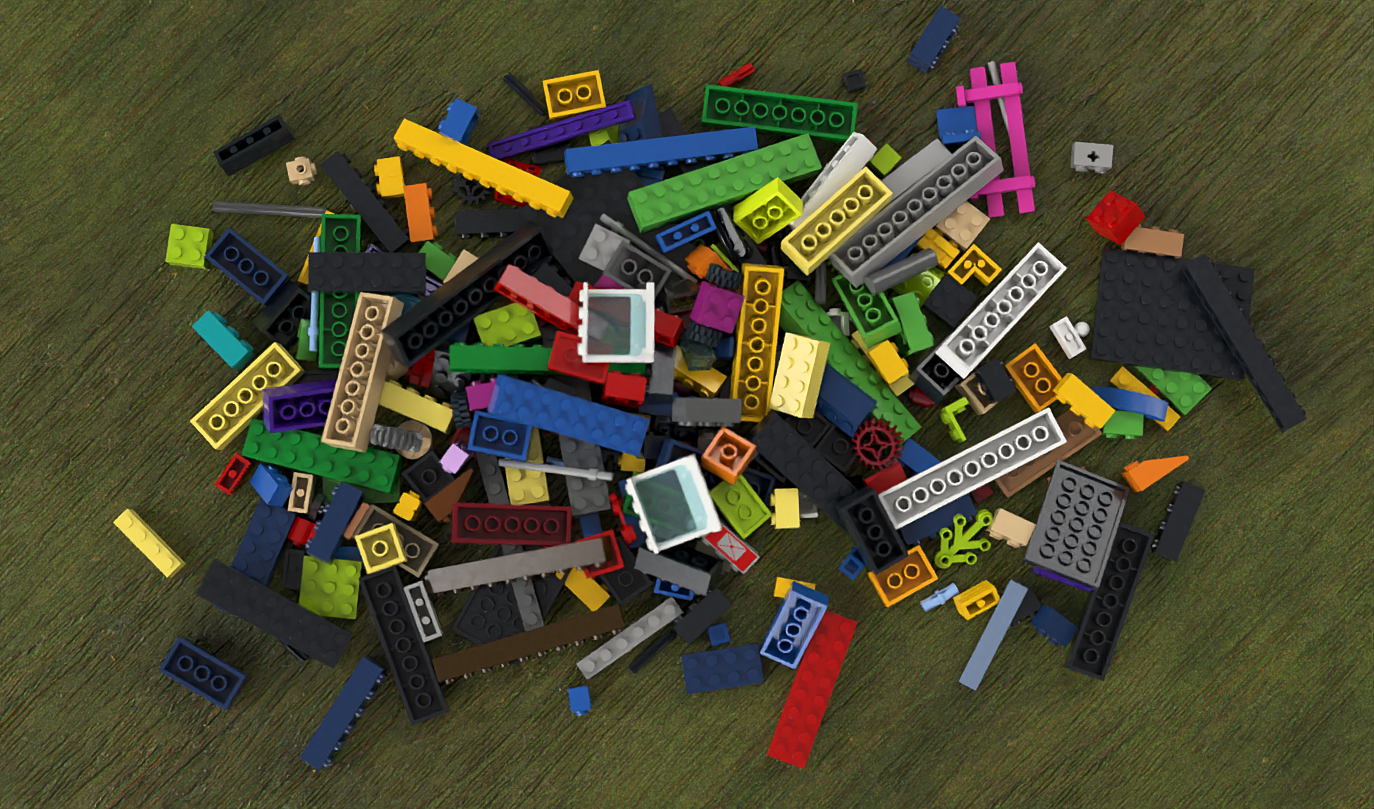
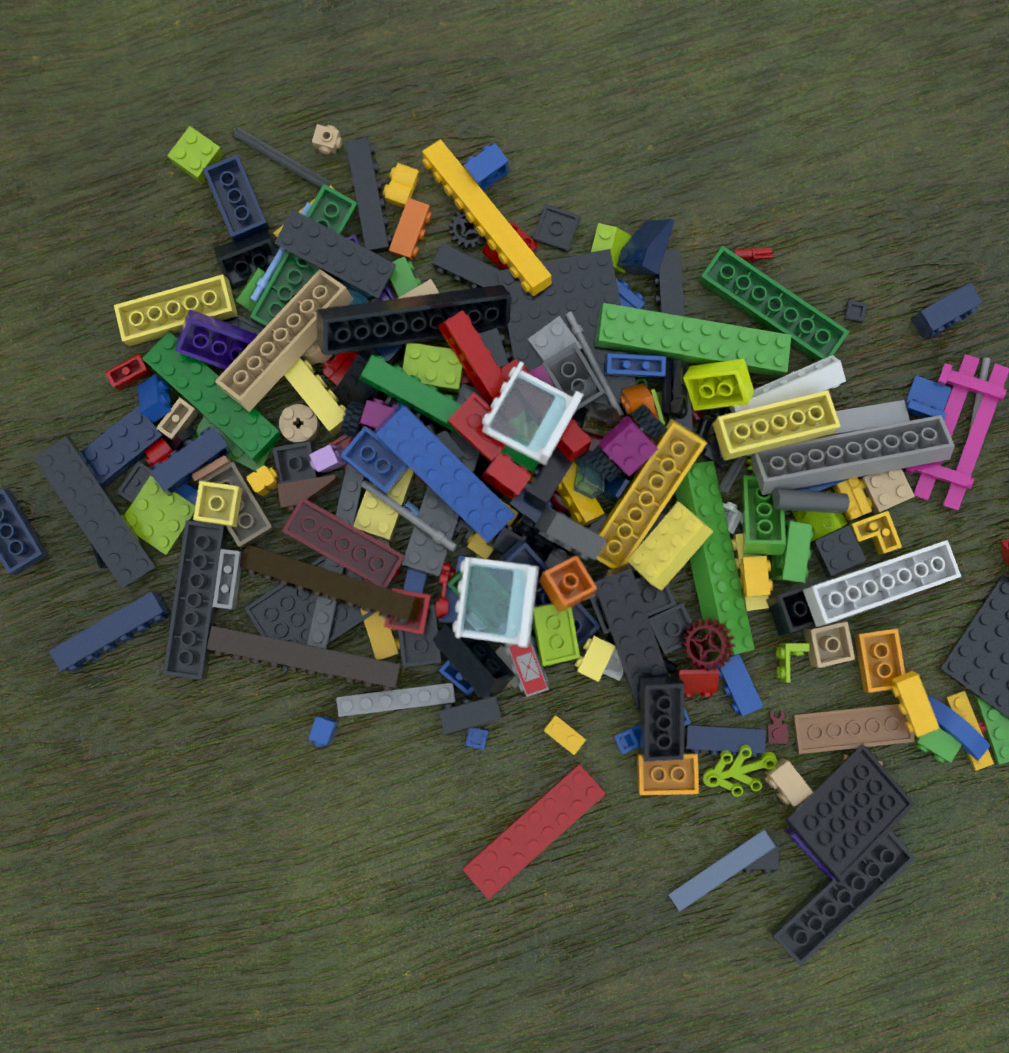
camera: 35 degrees right, 0 degrees up
(149, 543) = (23, 393): light yellow brick -> none
(224, 340) = (181, 251): teal brick -> none
(254, 145) = (297, 96): black brick -> none
(396, 438) = (282, 413): dark grey gear -> none
(525, 94) = (558, 174): black axle -> none
(562, 130) = (574, 221): dark purple tile -> none
(573, 95) = (600, 196): yellow brick -> none
(652, 651) = (410, 721): black axle -> none
(660, 151) = (649, 282): blue brick -> none
(722, 668) = (463, 770): dark blue brick -> none
(794, 624) = (548, 766): blue brick -> none
(843, 401) = (697, 590): dark blue slope -> none
(884, 161) = (846, 396): lime piece -> none
(919, 398) = (766, 623): dark red brick -> none
(939, 597) = (690, 810): light blue pin -> none
(972, 468) = (782, 711): white brick -> none
(976, 599) = (723, 830): yellow brick -> none
(994, 380) = (843, 643): black brick -> none
(1053, 625) = (781, 891): dark blue brick -> none
(1069, 336) = (930, 638): white plate -> none
(1143, 474) = (932, 798): orange slope -> none
(1177, 521) = (942, 856): black brick -> none

